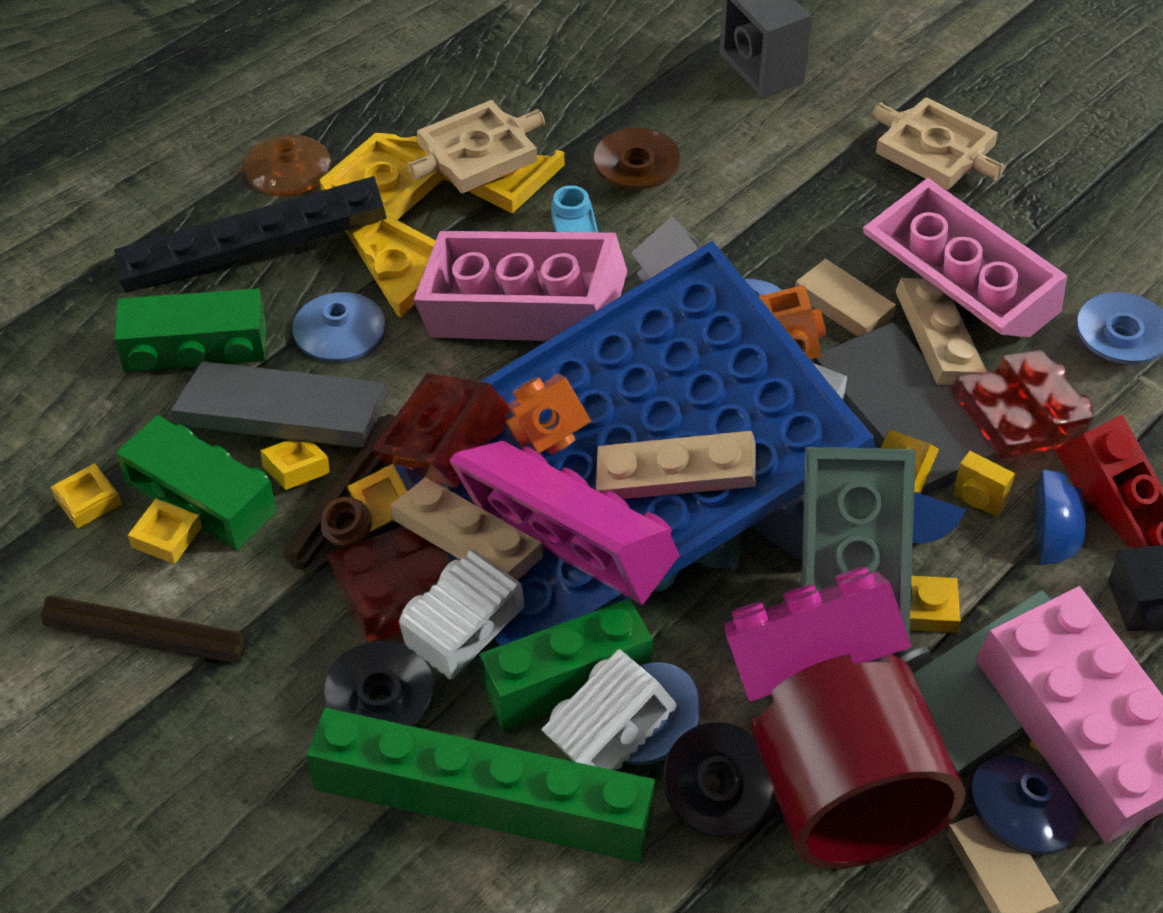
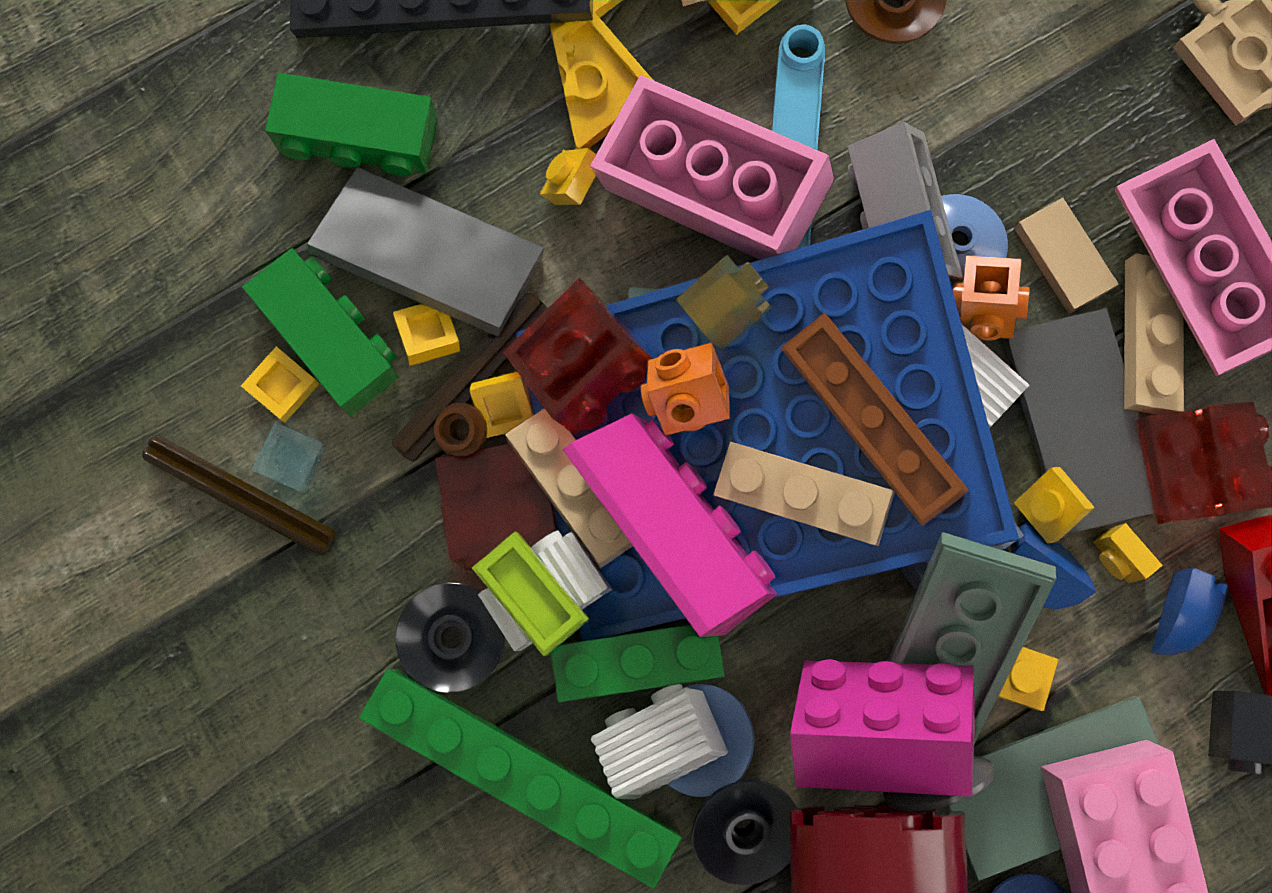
camera: 15 degrees right, 30 degrees up
(86, 495) = (212, 311): yellow tile -> none
(186, 585) = (289, 458): none -> clear light blue plate
(339, 327) = (516, 169): medium blue dish -> none
(396, 326) = (569, 177): none -> yellow plate
(450, 599) = (530, 593): none -> lime tile
(561, 344) = (726, 301): none -> clear yellow brick
(719, 392) = (874, 420): none -> dark orange tile

